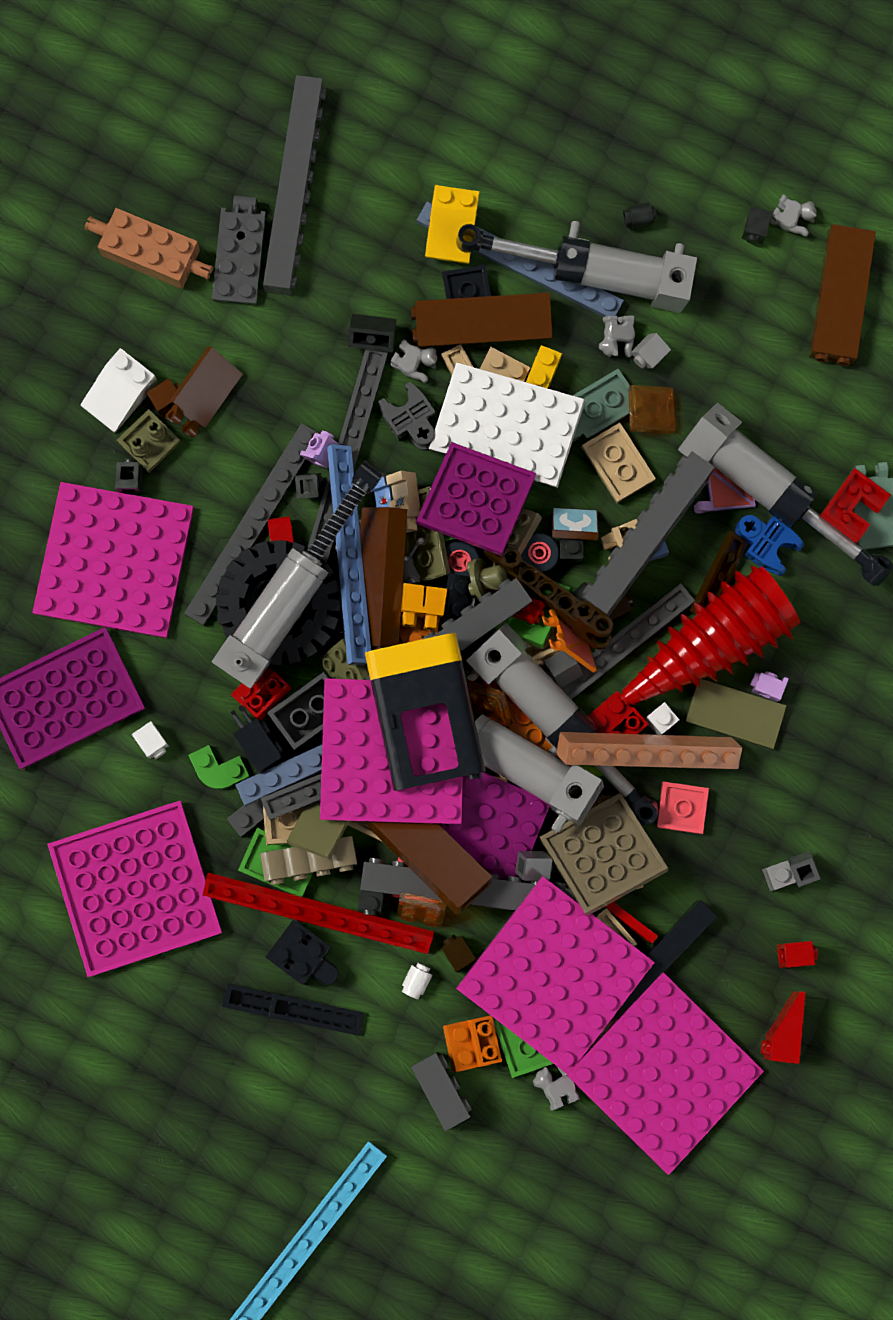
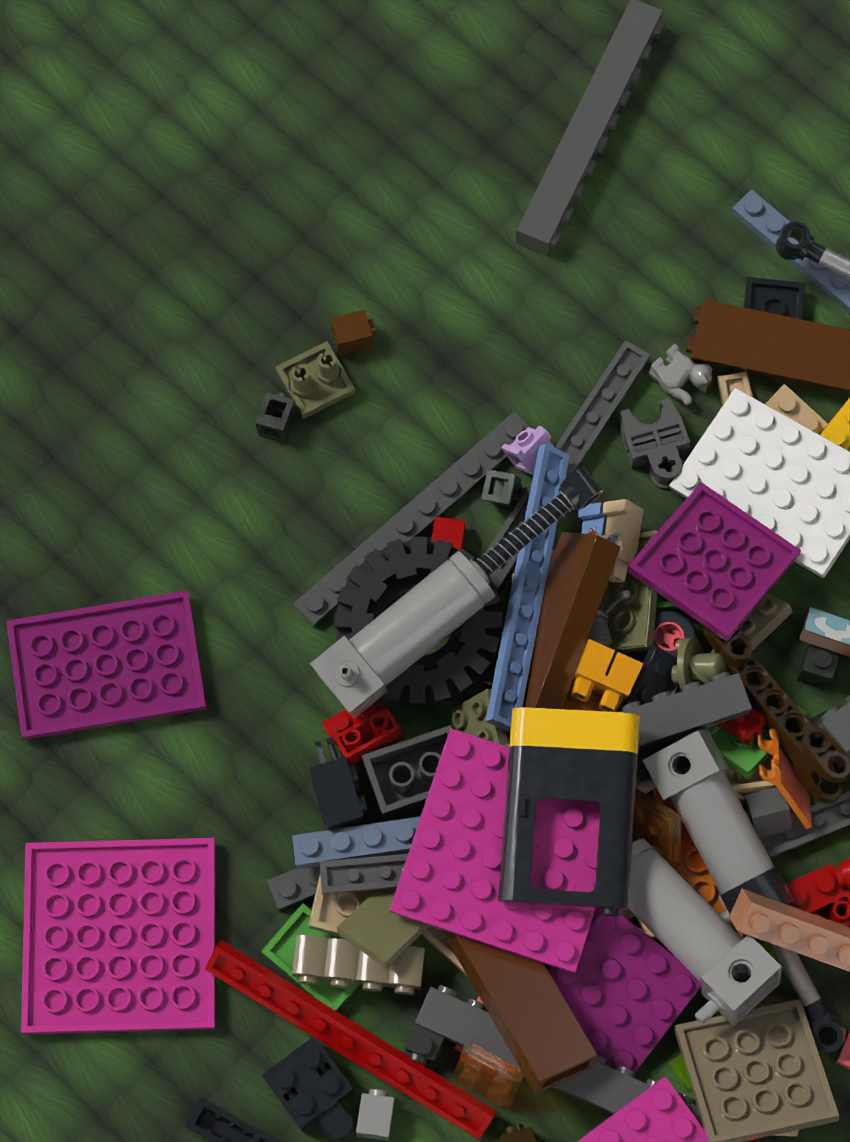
camera: 20 degrees right, 10 degrees down
(113, 560) = (225, 513): dark pink plate -> none
(118, 390) = (297, 308): white slope -> none
(148, 248) = (387, 151): nougat brick -> none
(151, 741) = (200, 751): white brick -> none
(203, 391) = (402, 337): reddish brown tile -> none
(217, 775) = (268, 819): bright green plate -> none
(239, 260) = (496, 195): dark grey hinge -> none
(351, 959) = (375, 1115): none -> light grey brick
(372, 332) = (637, 325): pearl dark grey brick -> none
(449, 213) = (776, 203): yellow slope -> none
(533, 865) = (655, 1060): dark grey brick -> none
(545, 561) = (786, 646): black wheel -> none

